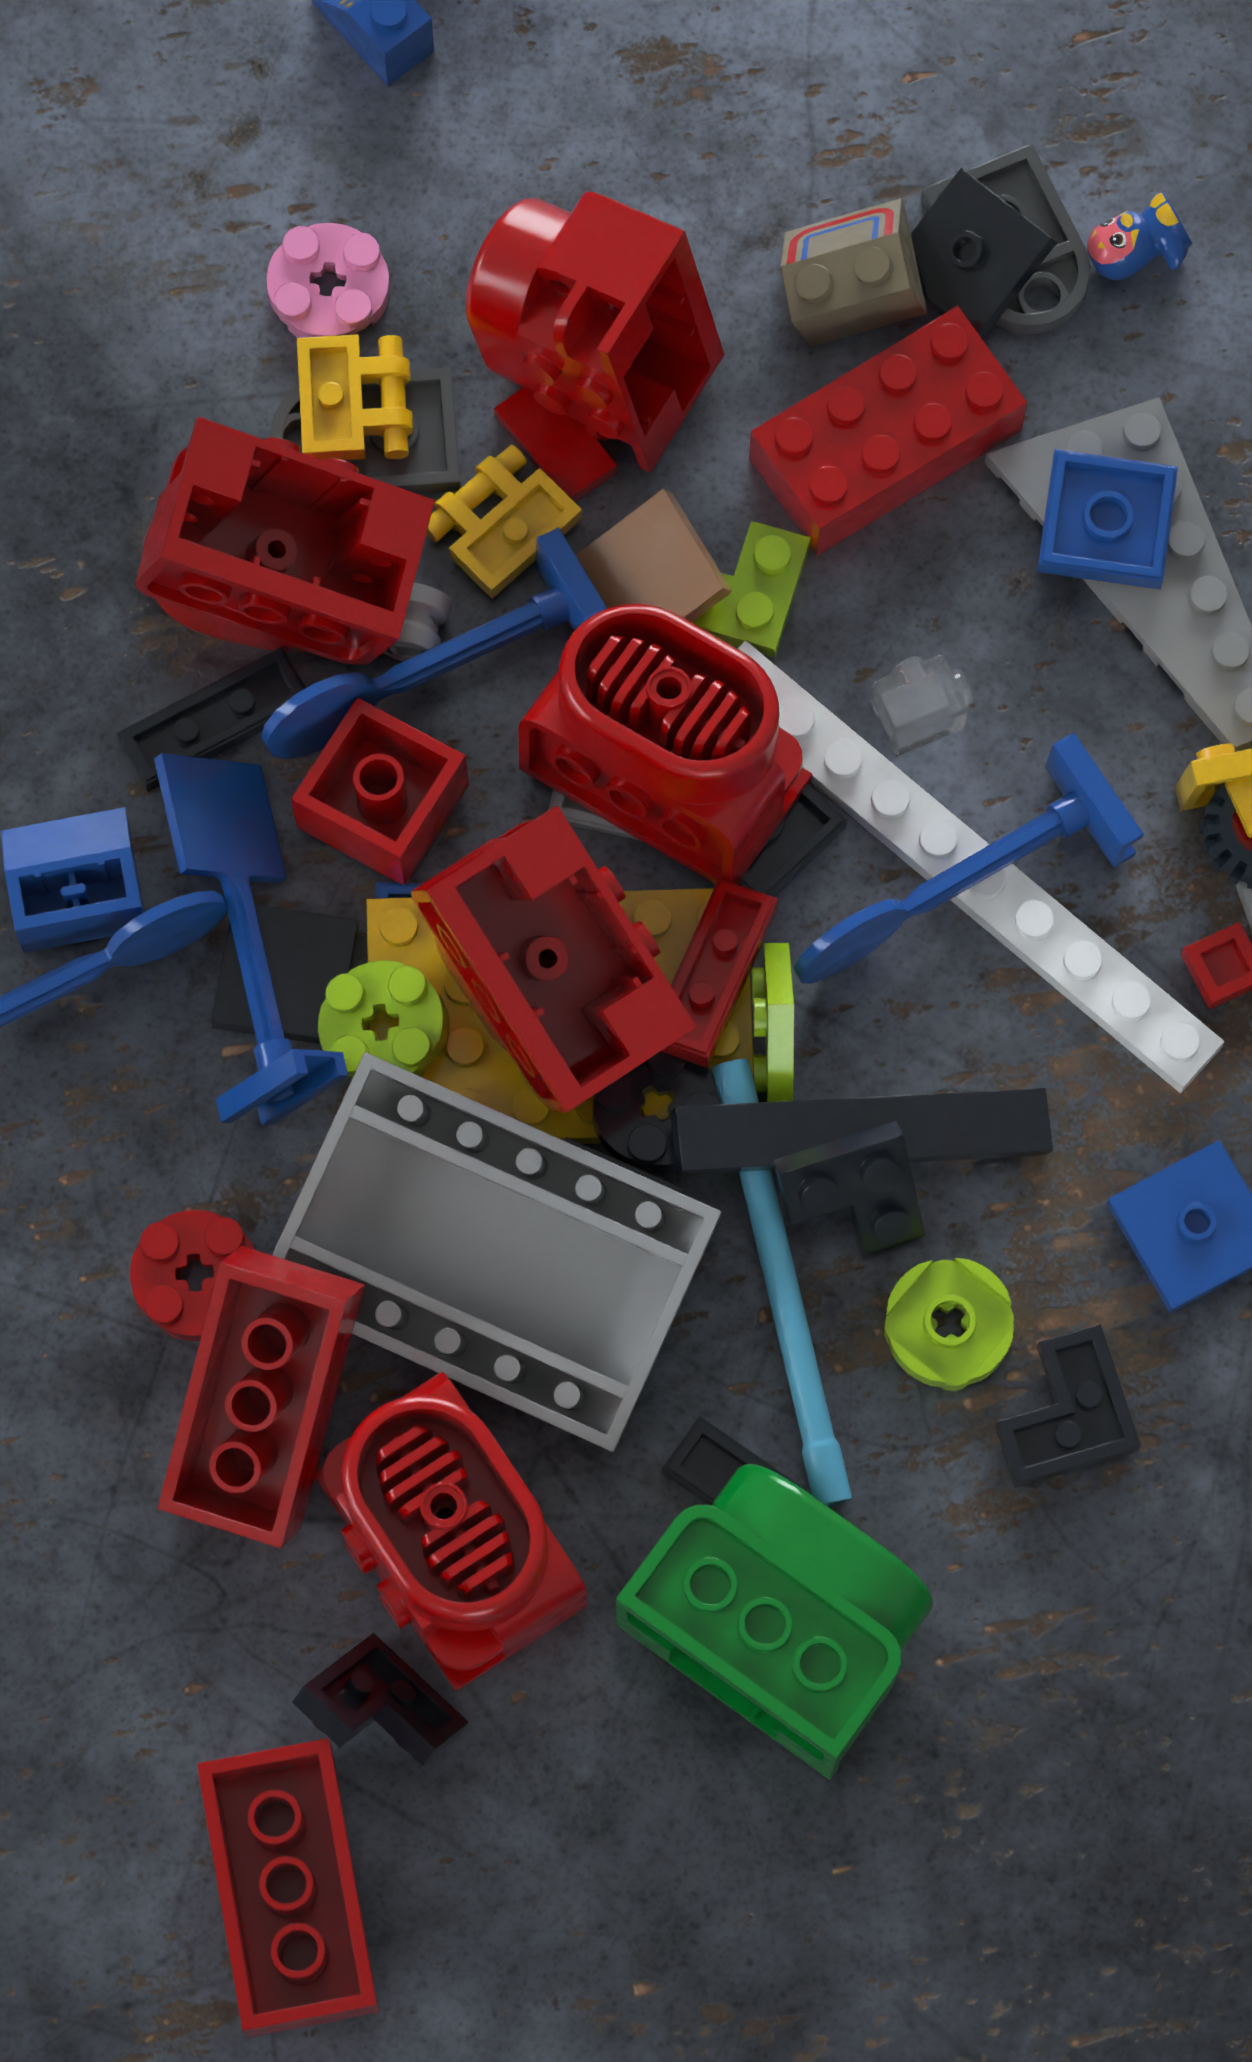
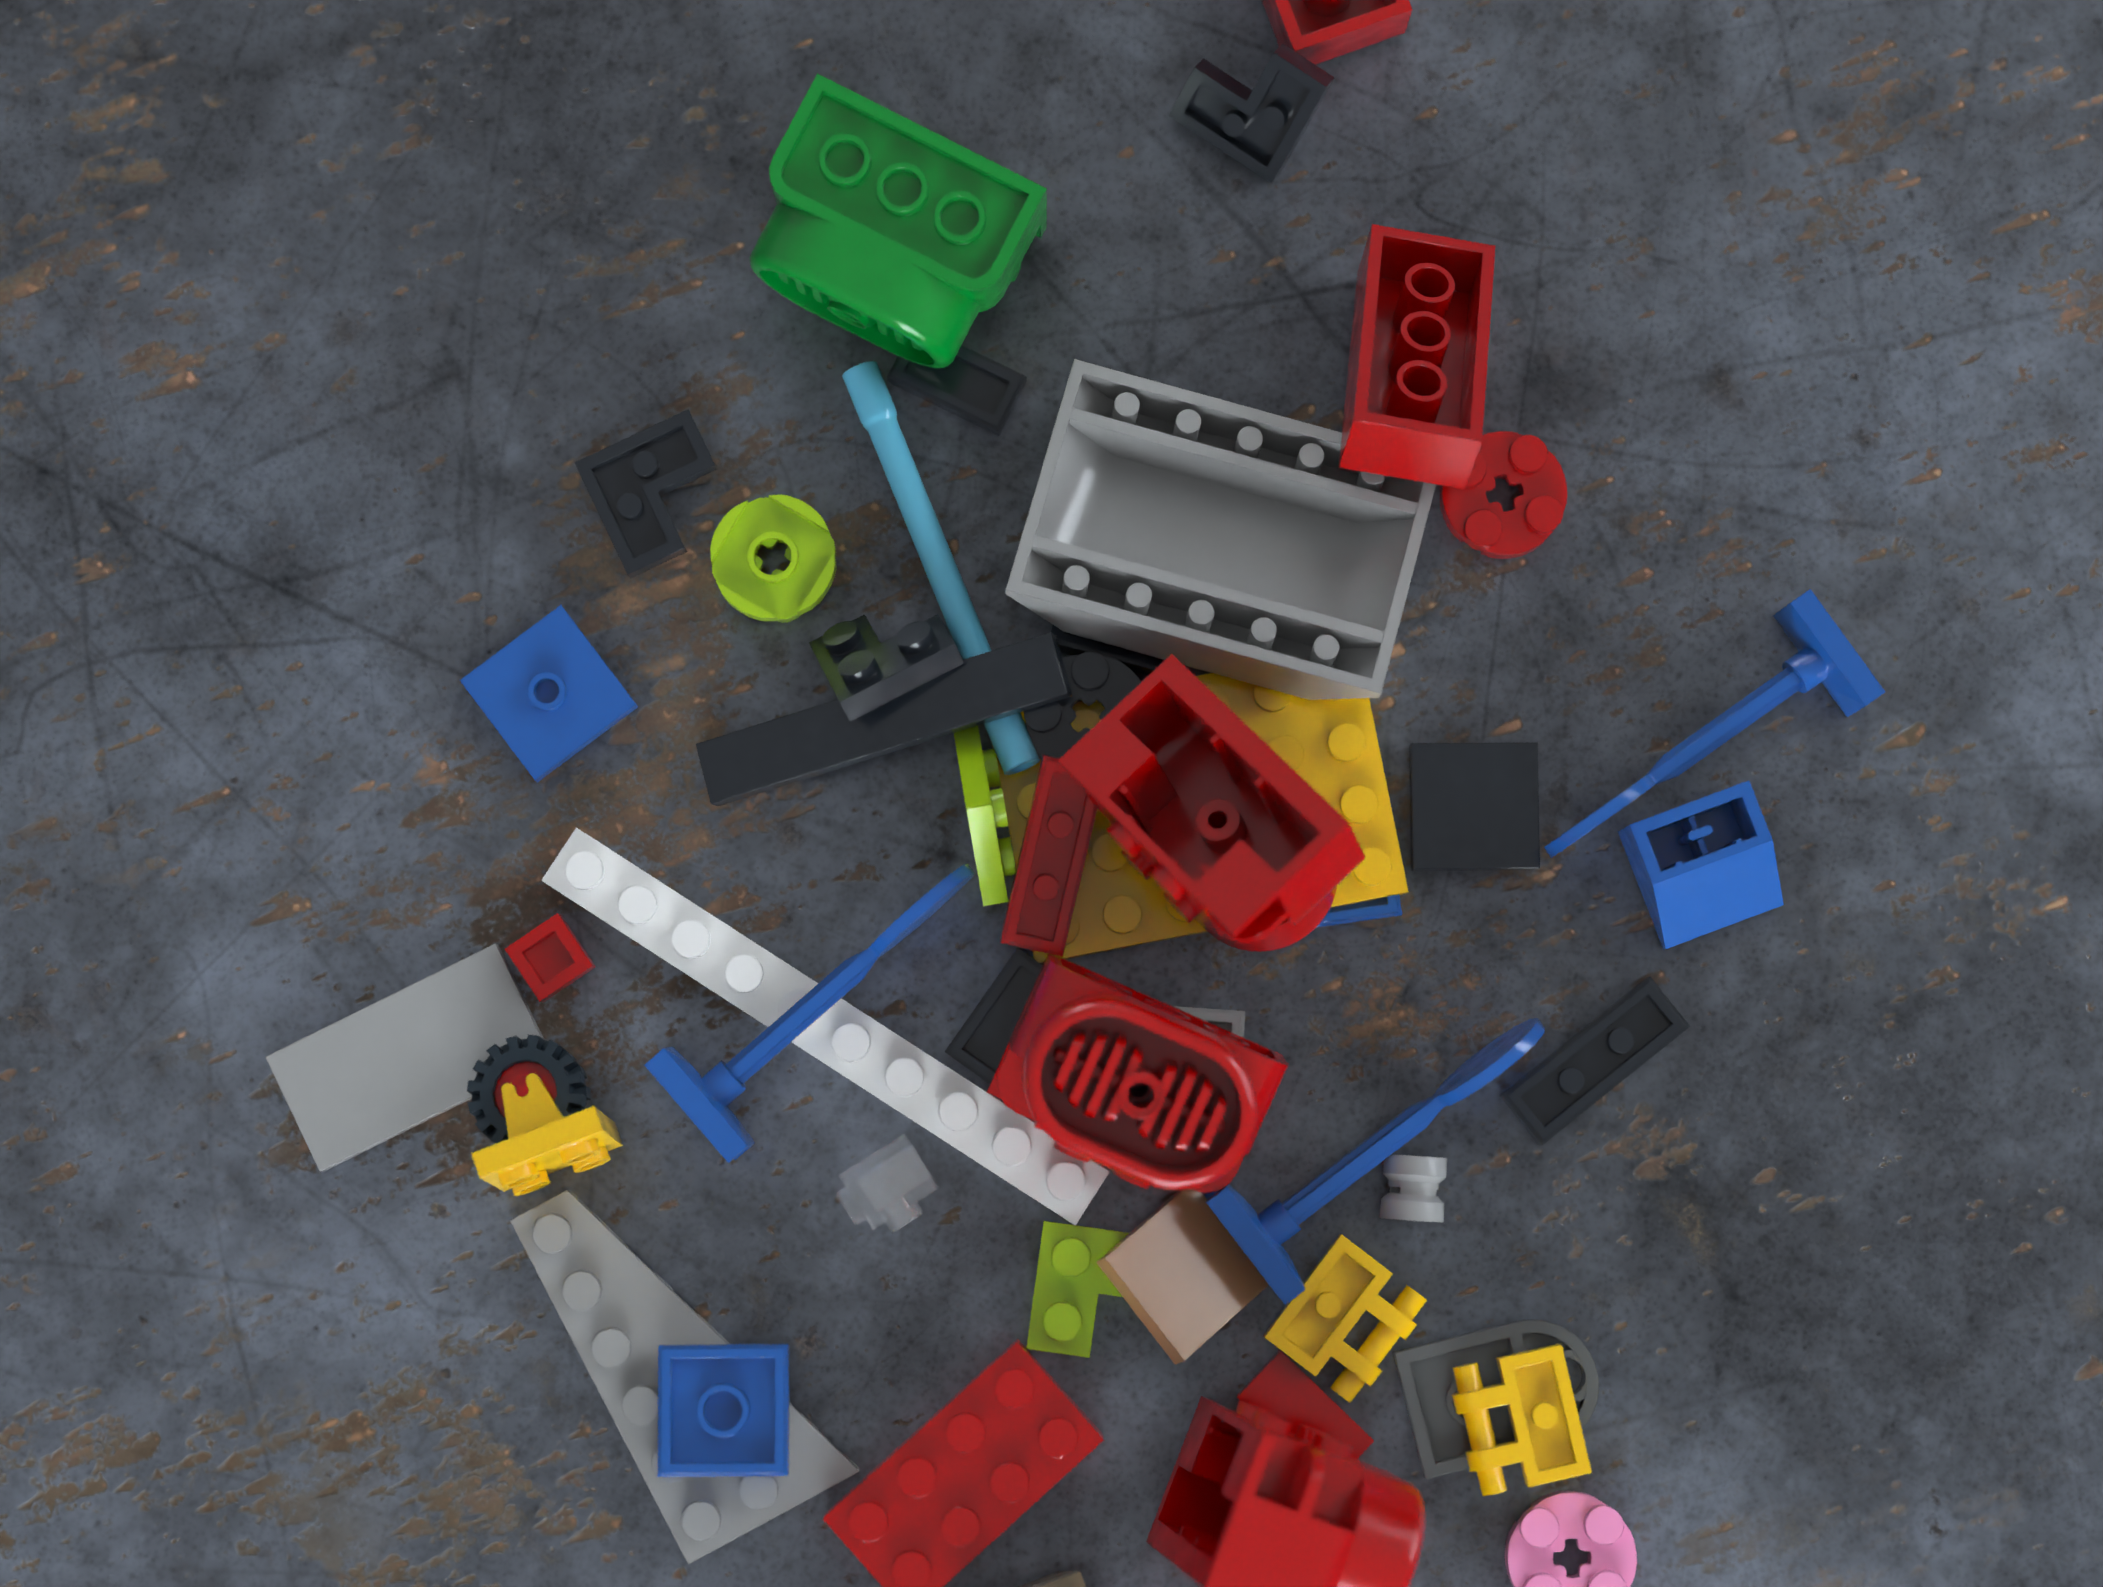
camera: 170 degrees right, 10 degrees up
(228, 832) = (1560, 928): blue piece -> none
(282, 547) = (1506, 1231): red brick -> none
(376, 987) = (1350, 786): lime plate -> none
(380, 791) = (1415, 995): red brick -> none
(465, 1582) = (1219, 268): red brick -> none

